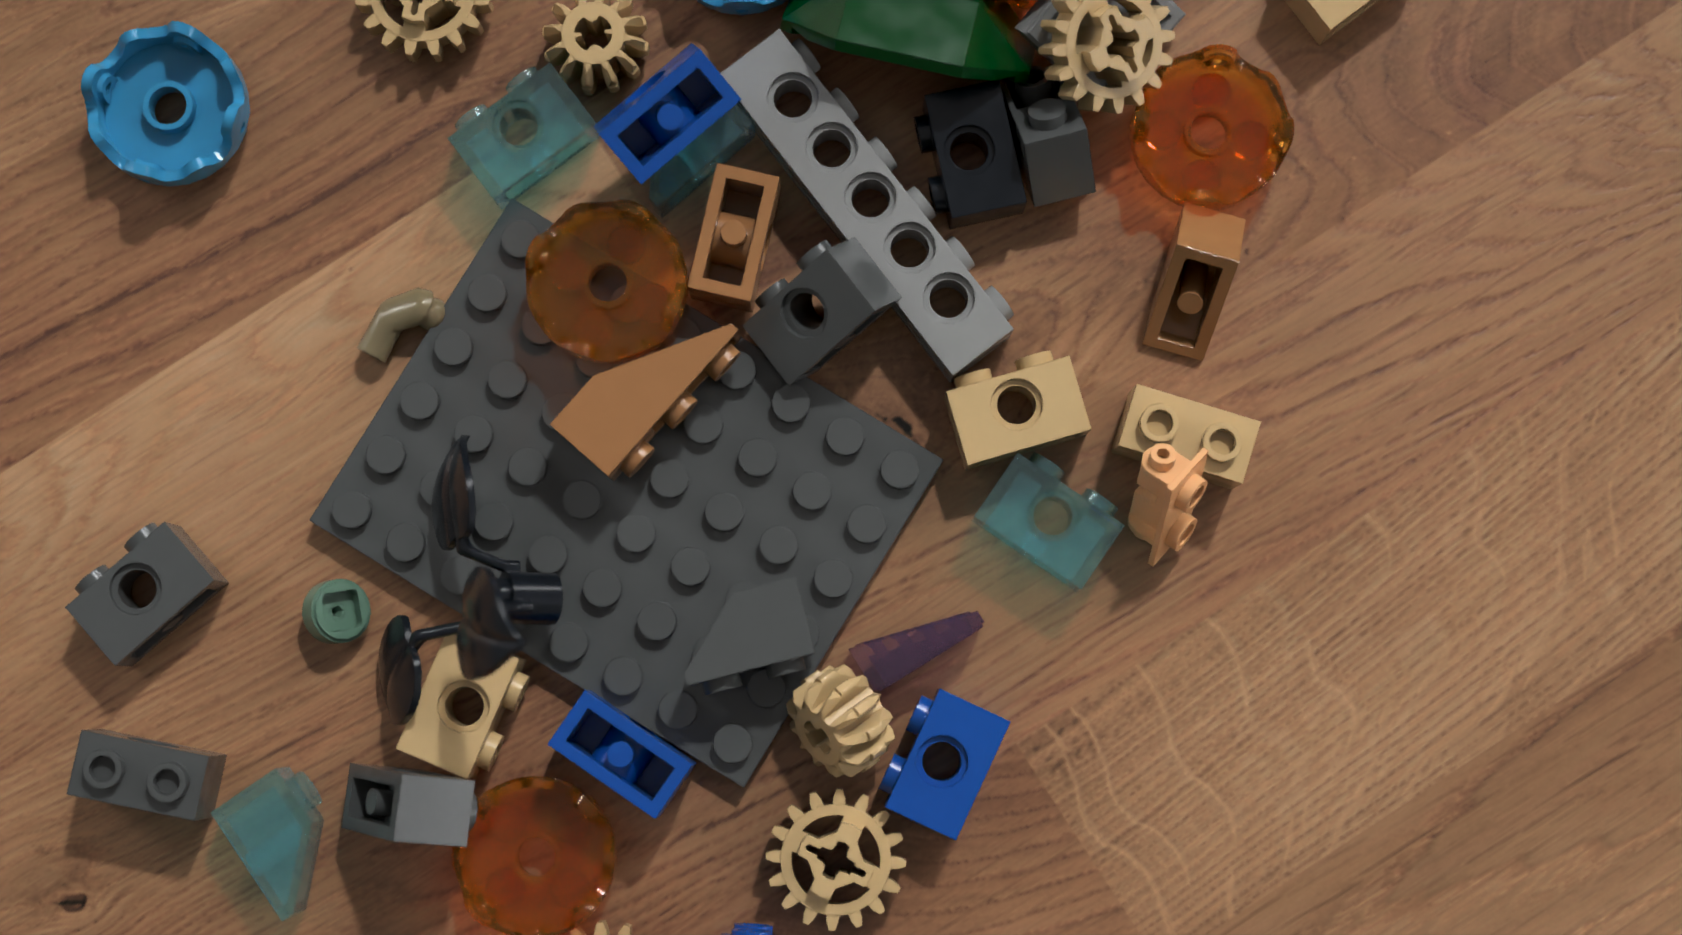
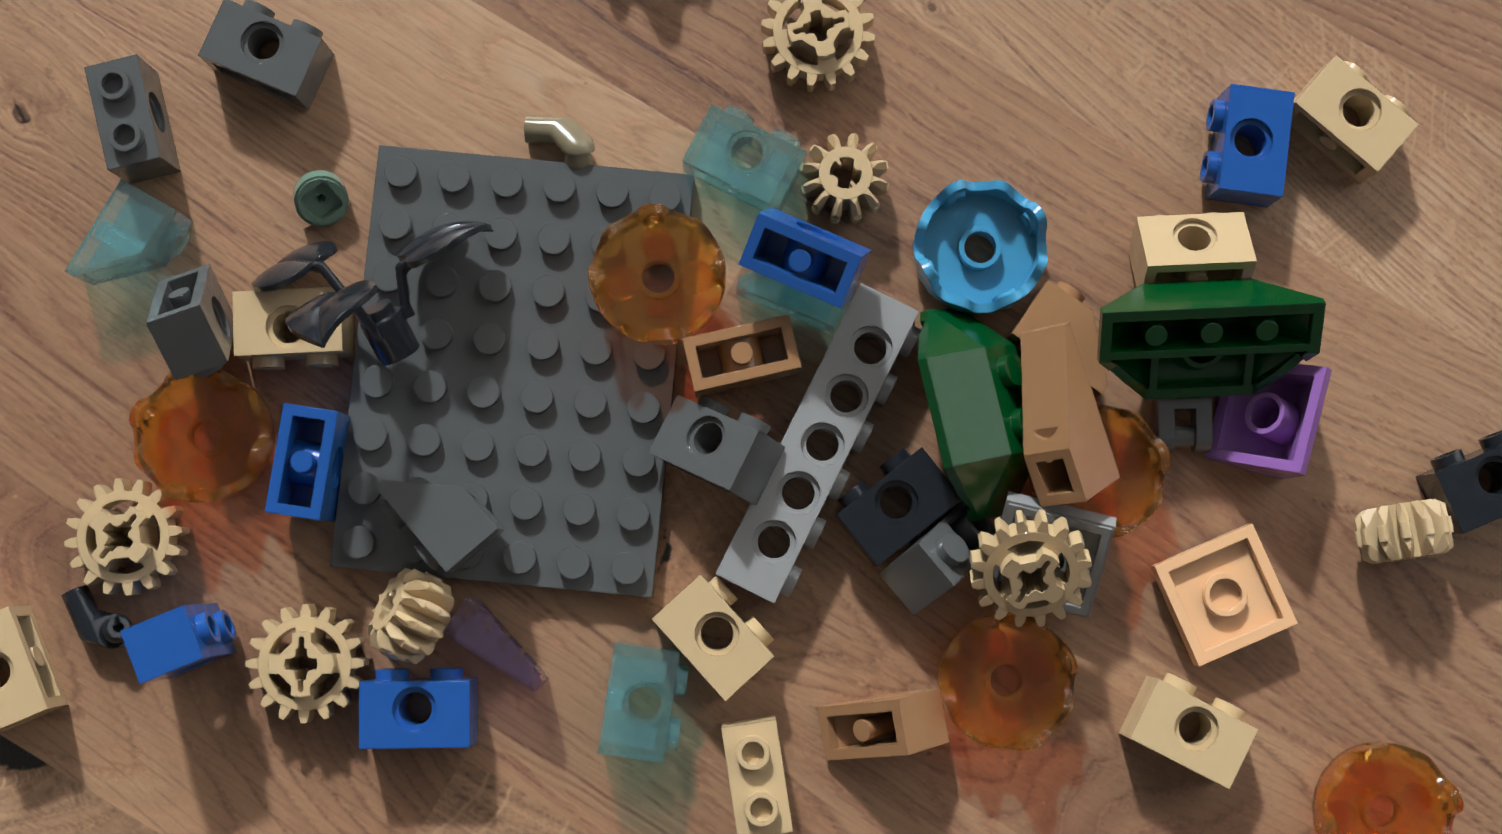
camera: 60 degrees right, 0 degrees up
(630, 403) = (567, 336): medium nougat slope -> none
(1166, 498) = (698, 786): light nougat hinge -> none

